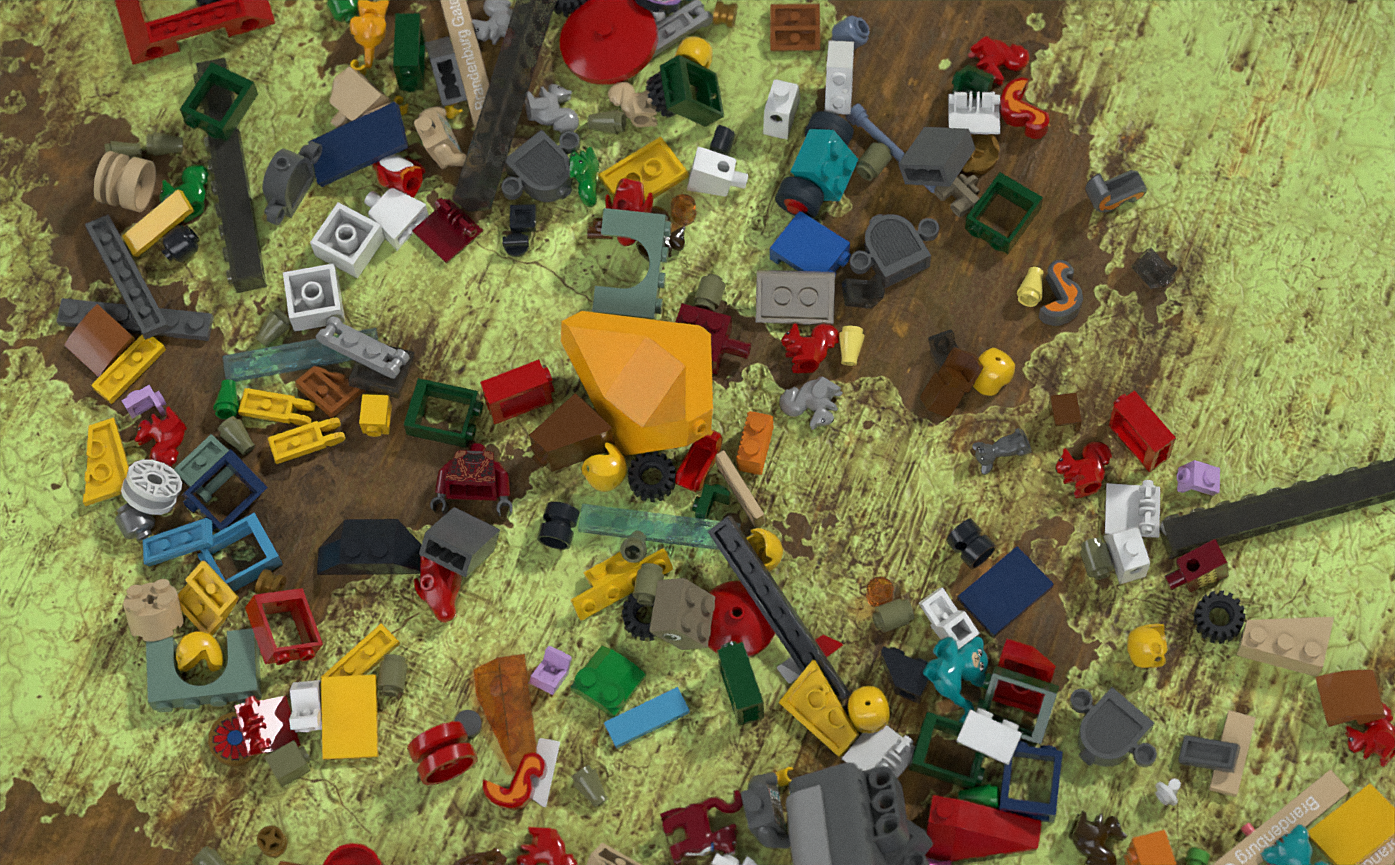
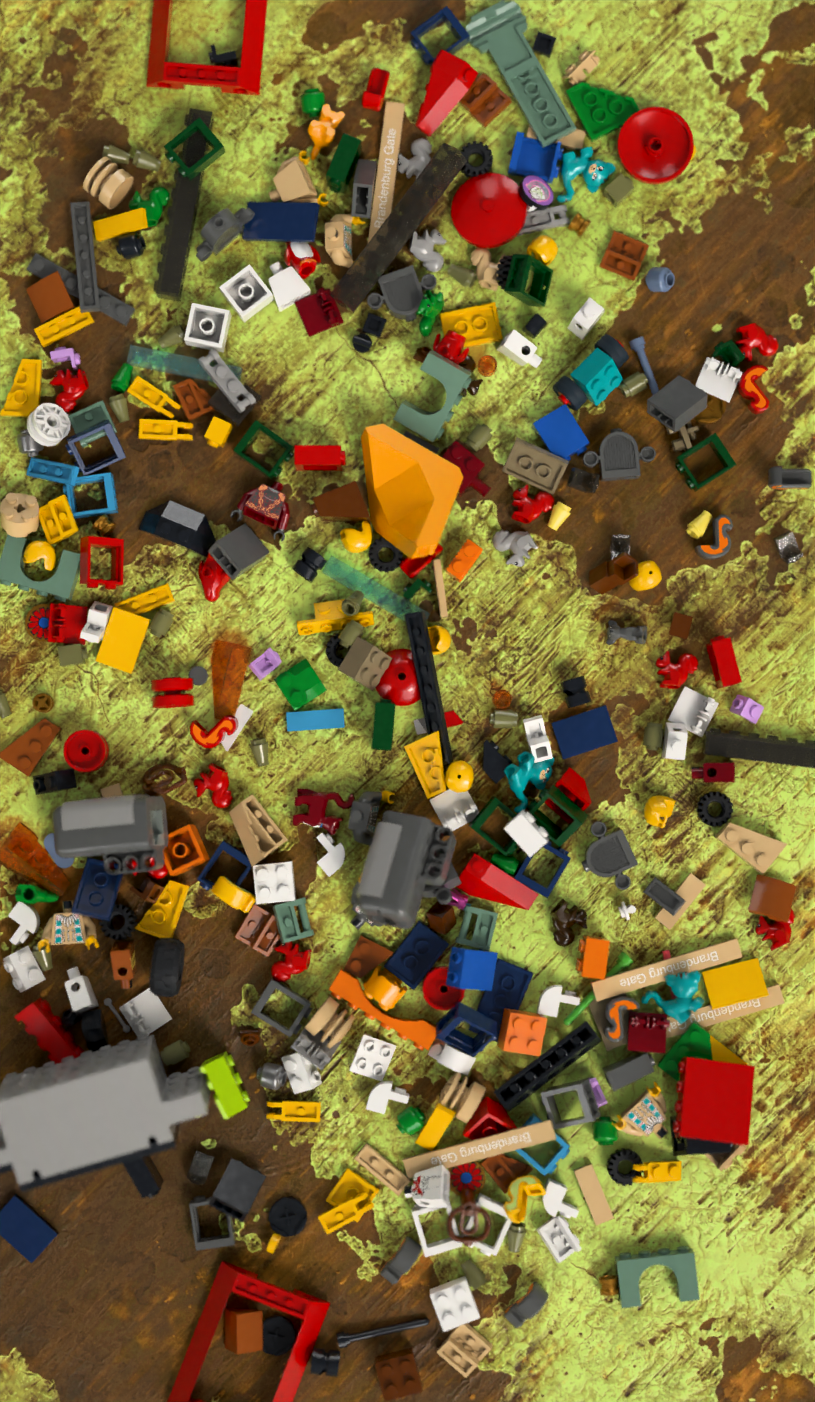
camera: 15 degrees right, 20 degrees up
(839, 77) = (635, 314): white window -> none

